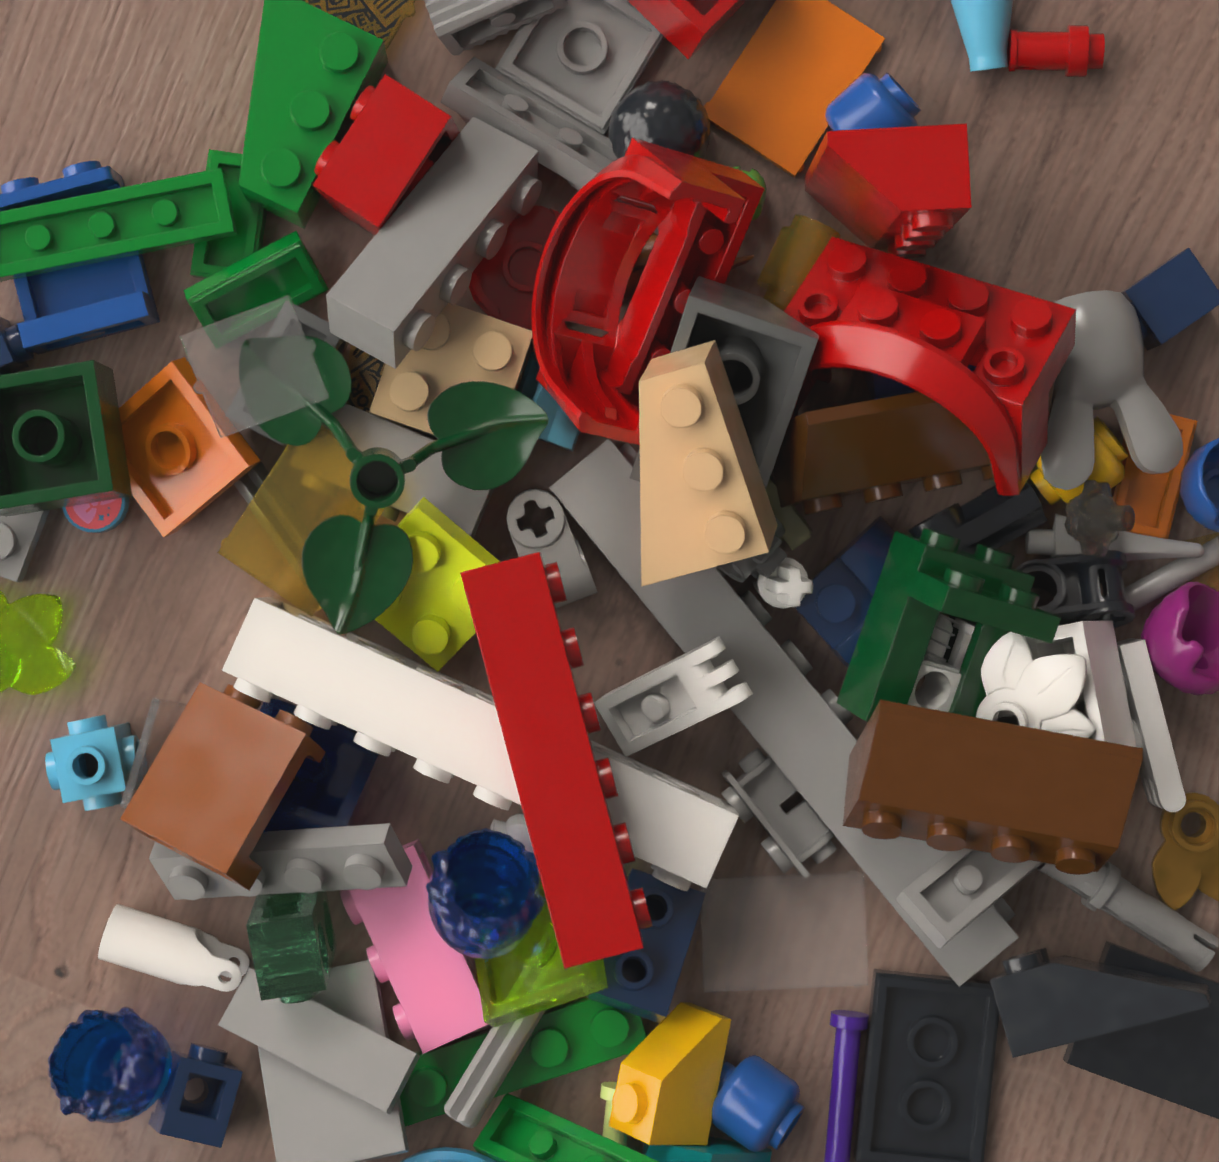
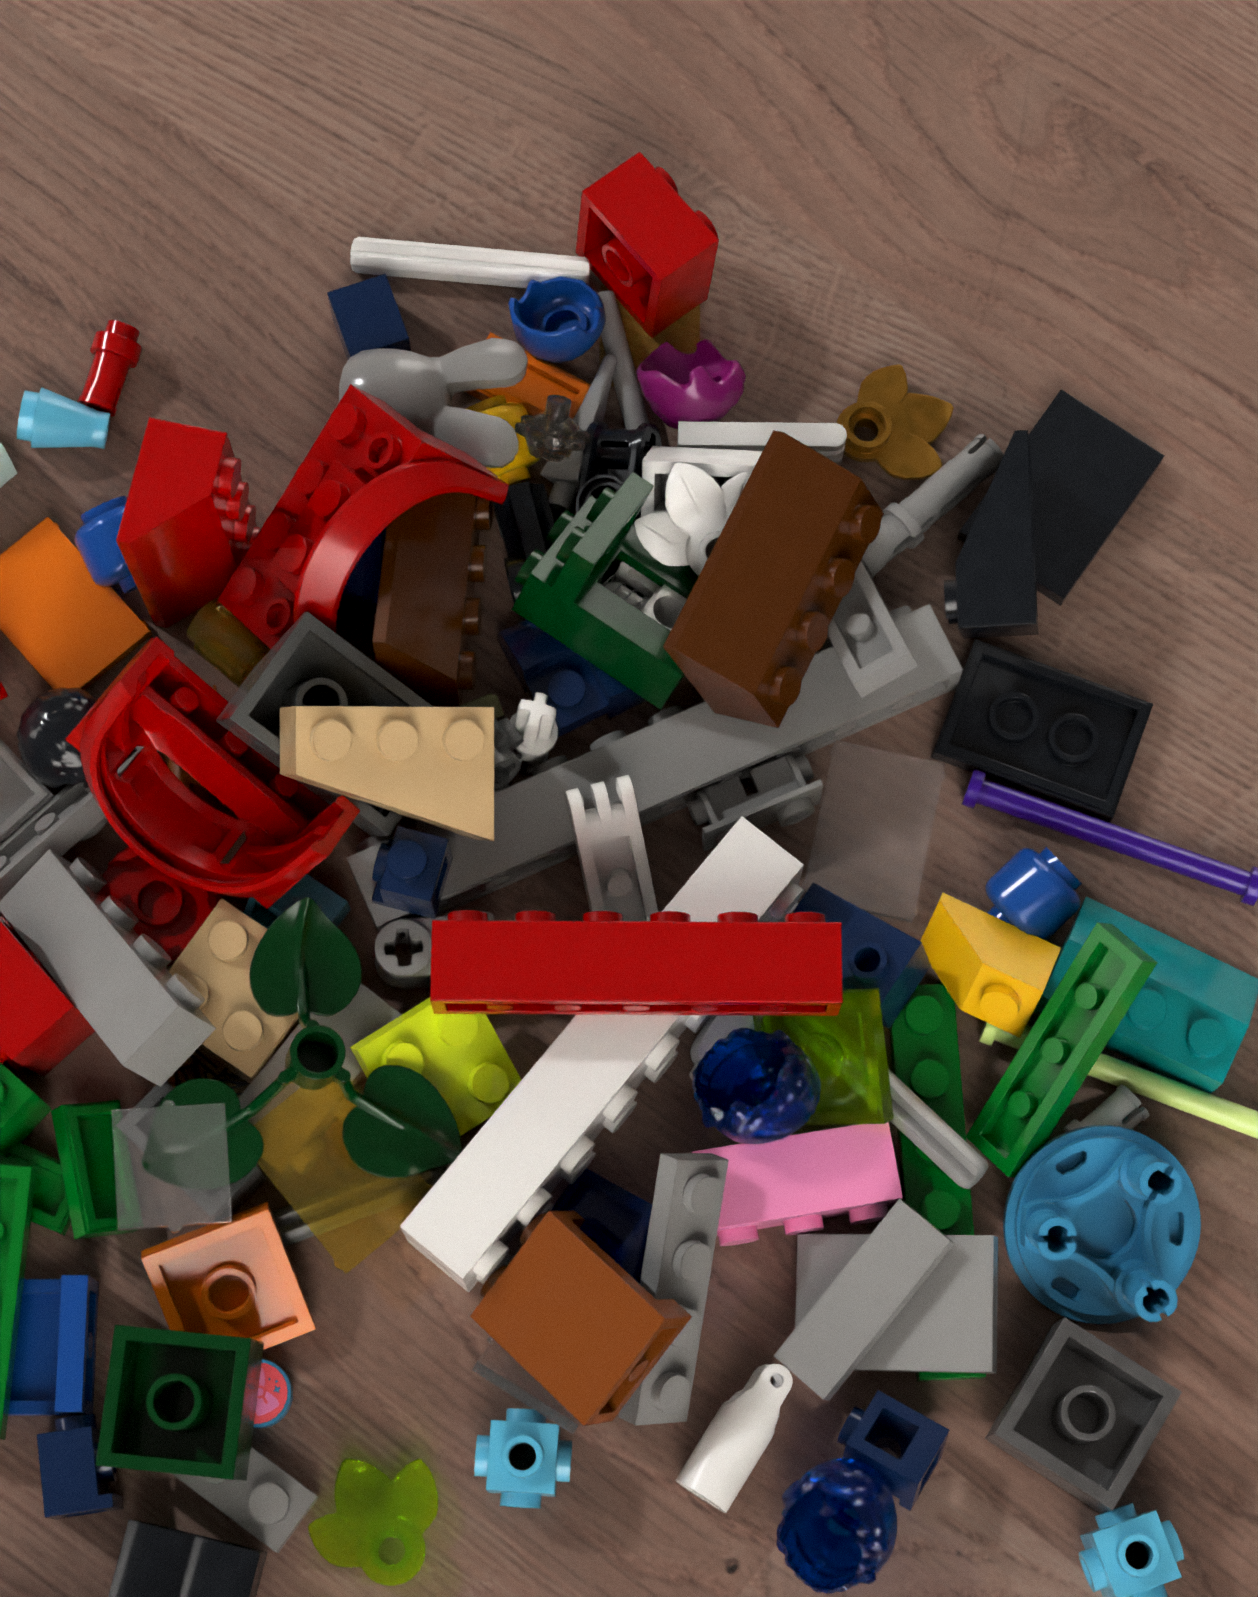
camera: 75 degrees left, 15 degrees down
(291, 945) = (759, 1295): clear green brick -> none
(603, 507) = (412, 872): none -> dark blue brick

